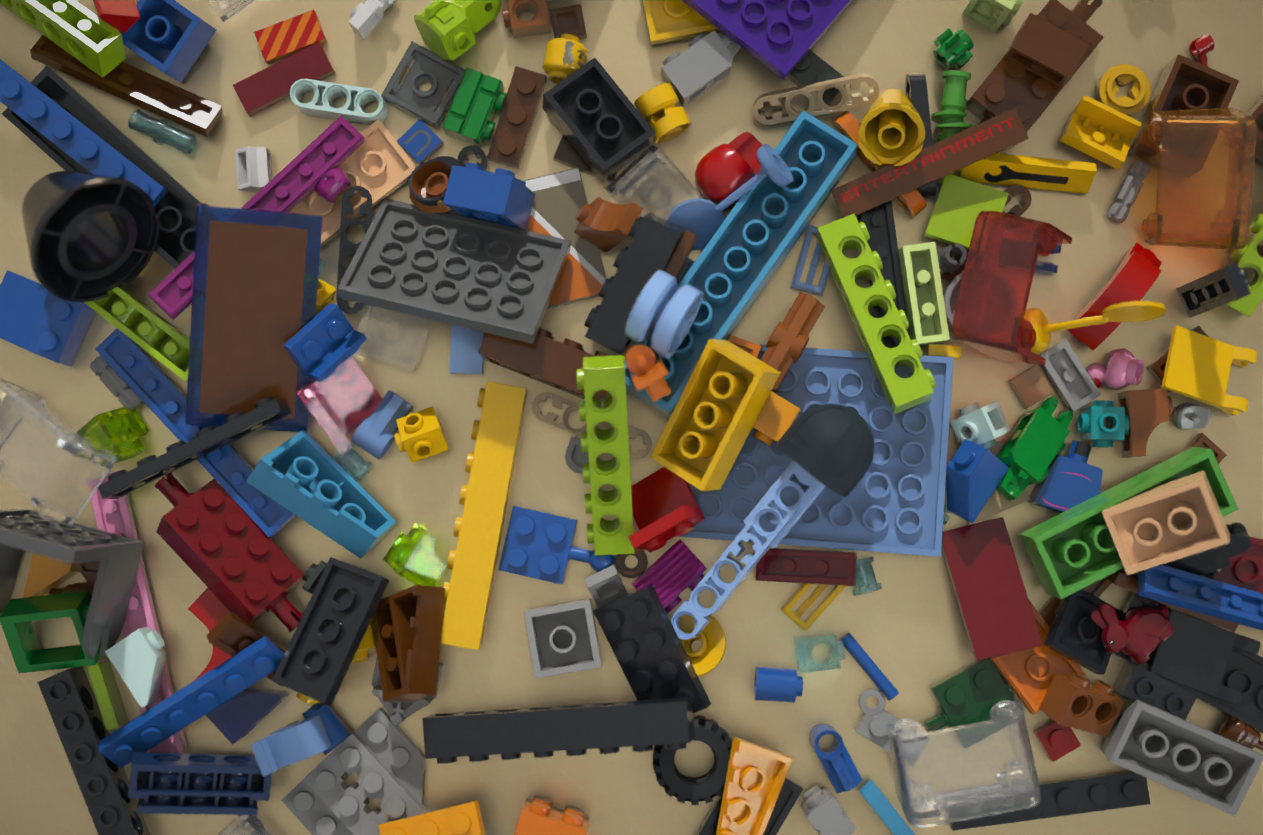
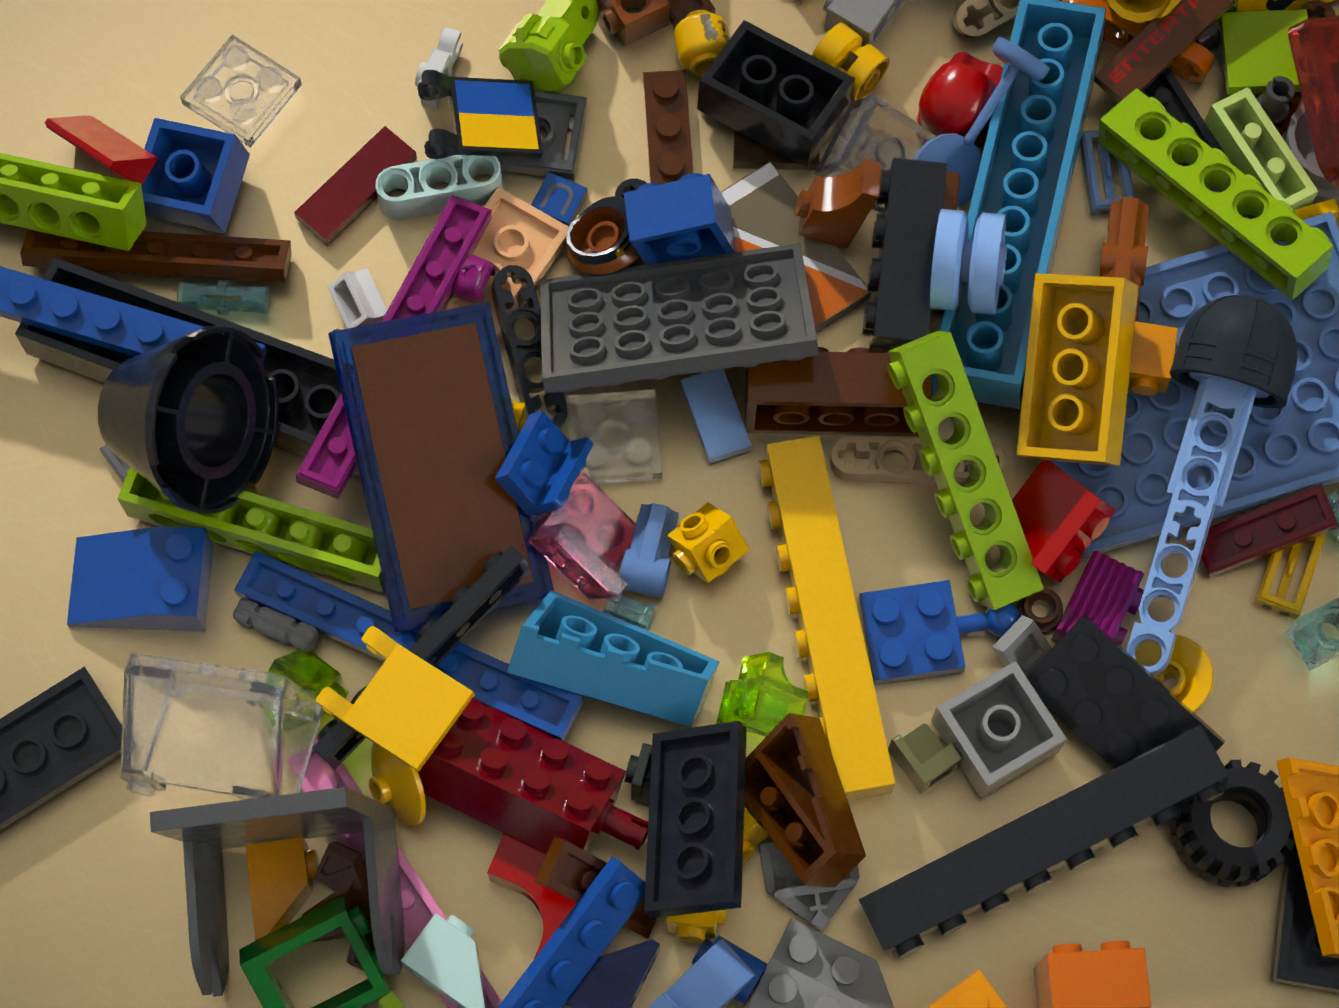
camera: 25 degrees left, 15 degrees down
(147, 525) = (397, 787): none -> yellow dish
(164, 483) = (404, 705): none -> yellow flag
(290, 36) = (344, 133): tile -> none
(388, 65) = (487, 117): none -> flag
(474, 108) = (612, 135): green brick -> none
(509, 633) = (924, 757): none -> olive panel
(574, 455) = (917, 503): light grey tile -> none
(647, 371) = (981, 336): orange hips -> none
(777, 684) = (1295, 692): blue brick -> none

